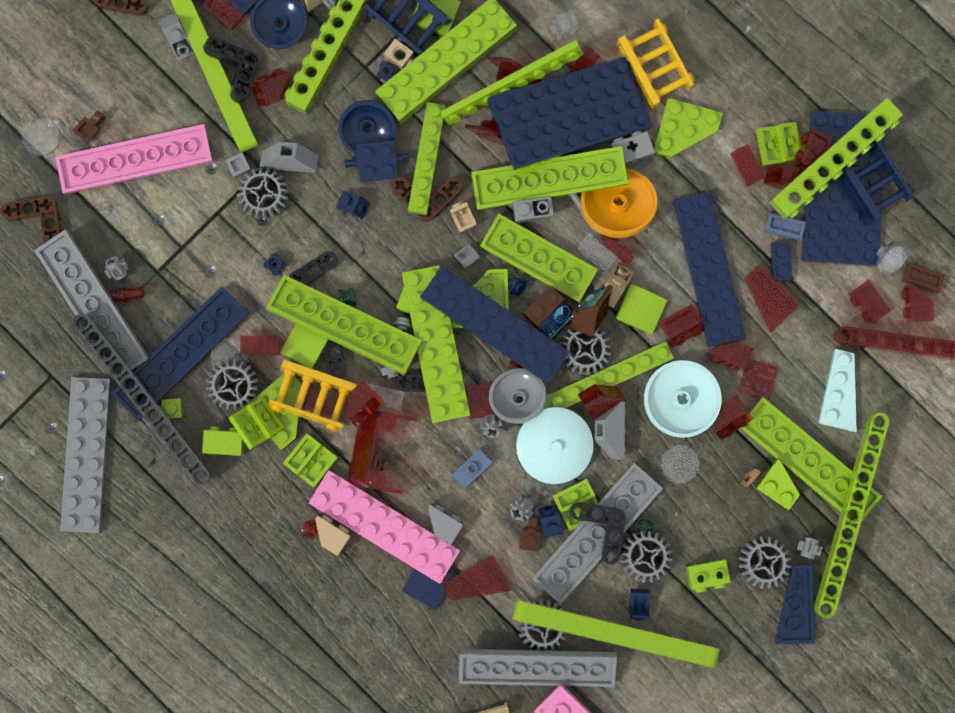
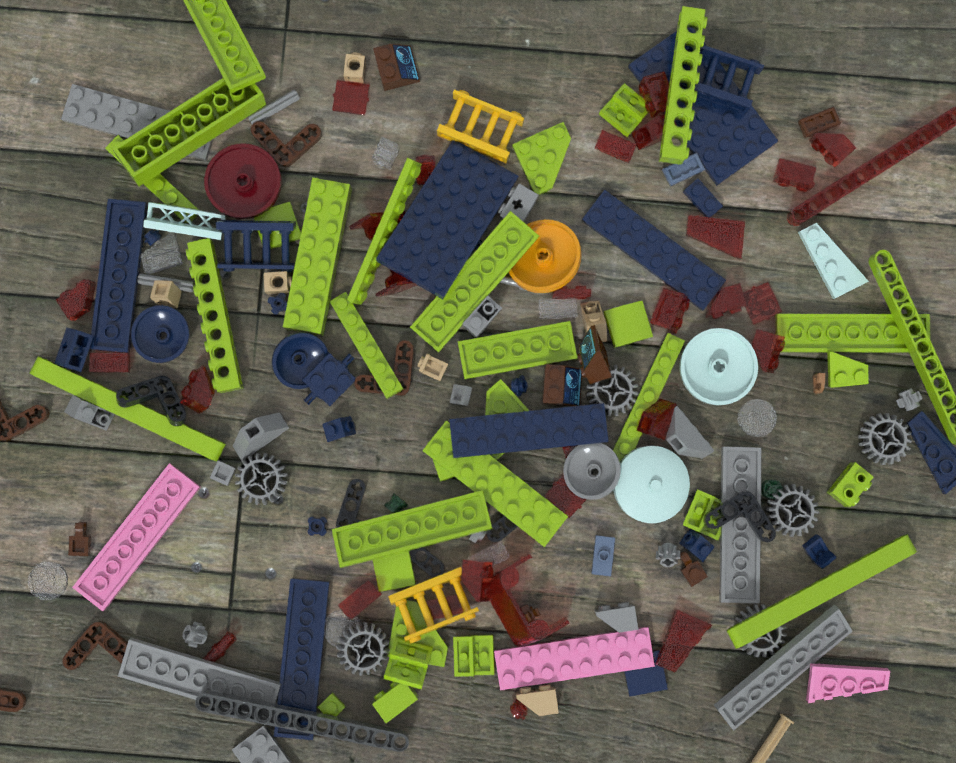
camera: 40 degrees left, 0 degrees up
(402, 324) = (456, 489): light grey plate -> none
(492, 426) = (591, 510): light grey gear -> none
(892, 258) = (785, 126): clear cylinder -> none

